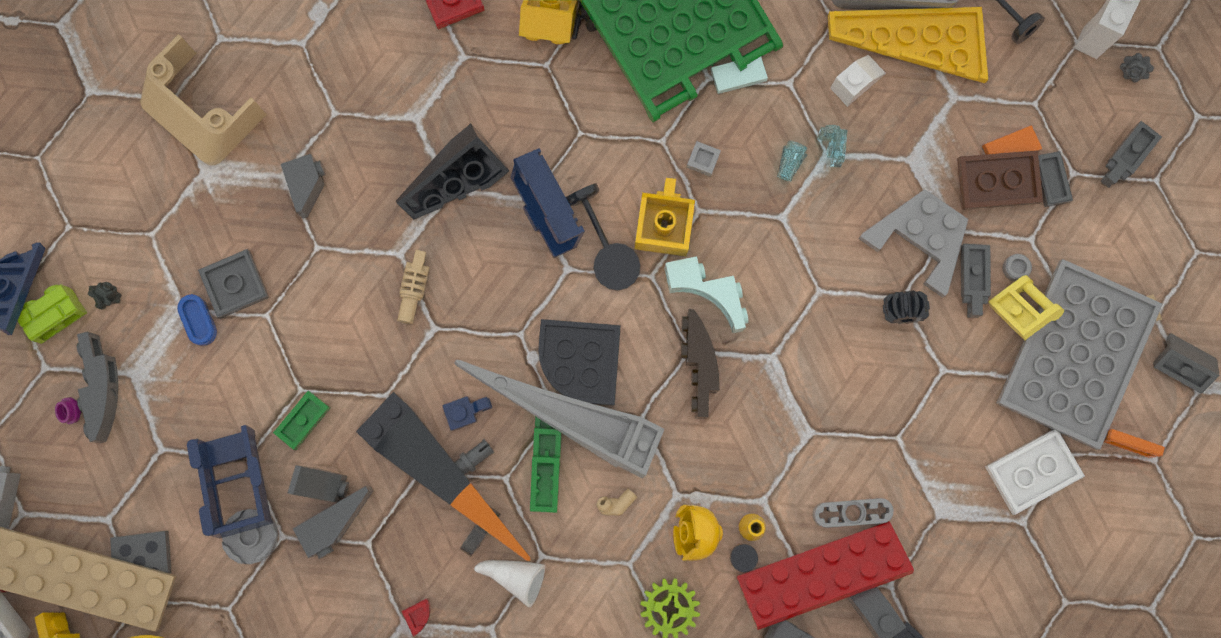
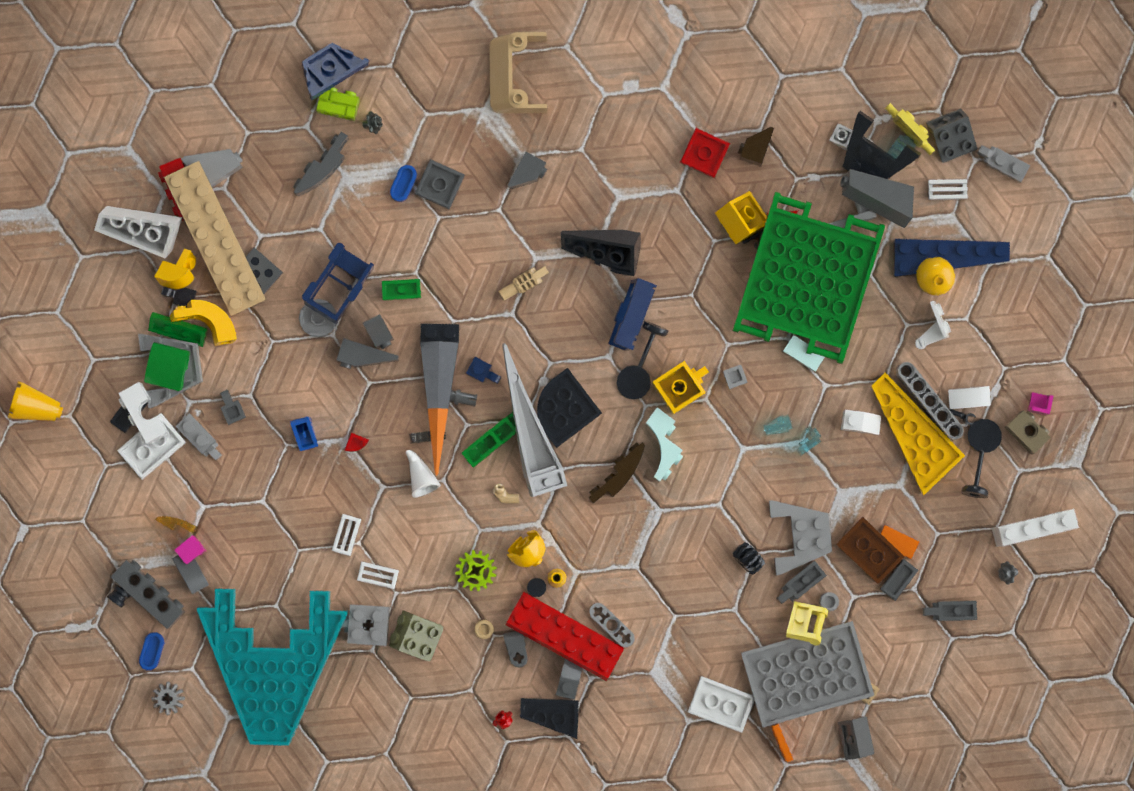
camera: 50 degrees right, 5 degrees up
(67, 411) = (297, 162): magenta plate -> none

